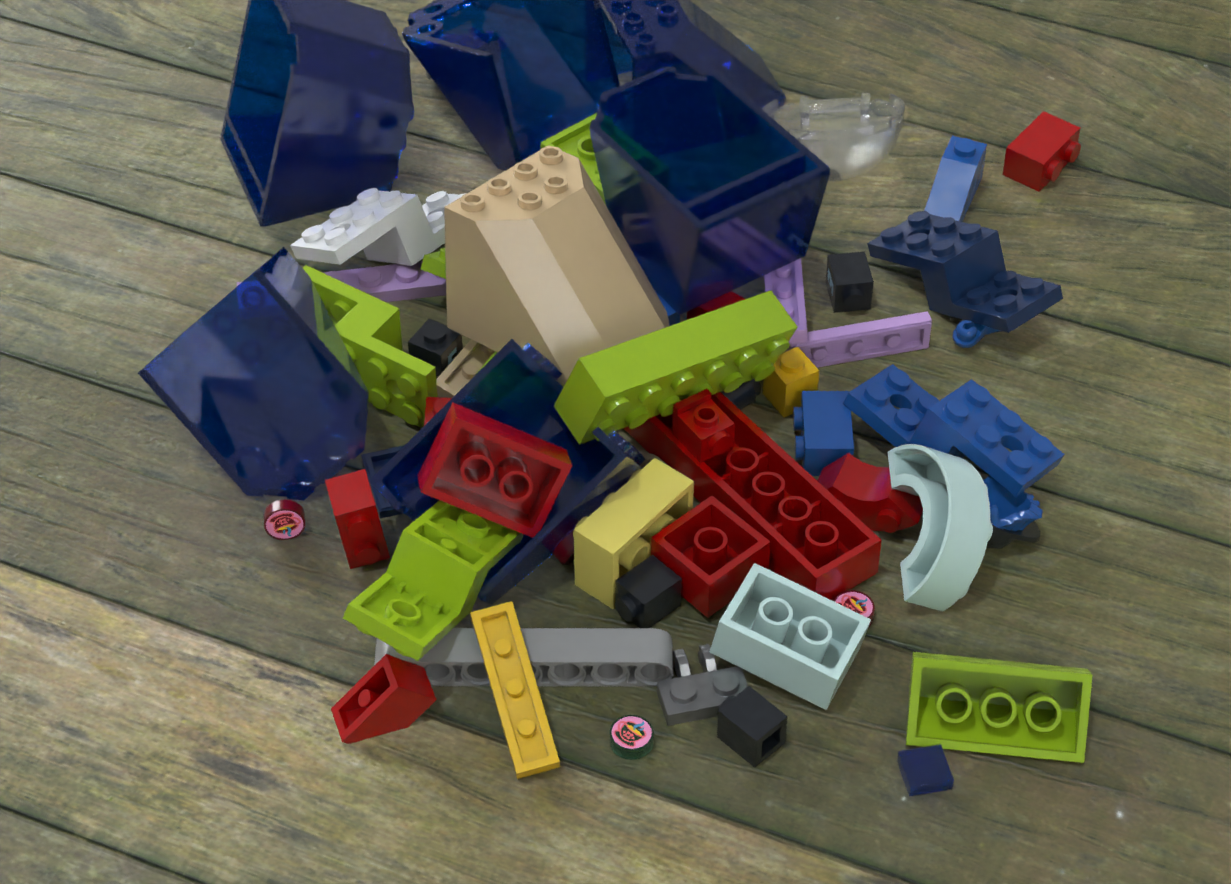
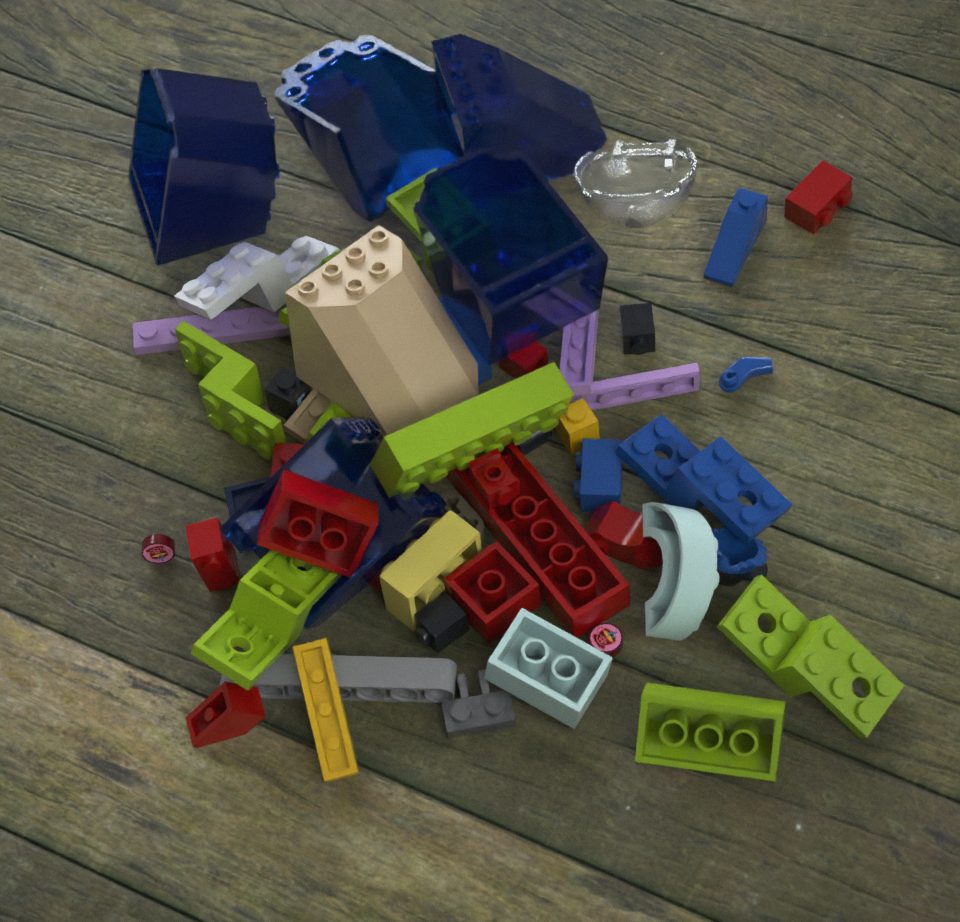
camera: 10 degrees right, 10 degrees up
(267, 384) = (144, 429): clear blue windscreen -> none
(631, 737) = (417, 749): tile -> none
(751, 726) = (511, 744): black brick -> none
(925, 770) = (646, 785): clear blue tile -> none
(965, 271) = (733, 322): dark blue bracket -> none
(1112, 617) = (811, 656): none -> lime bracket

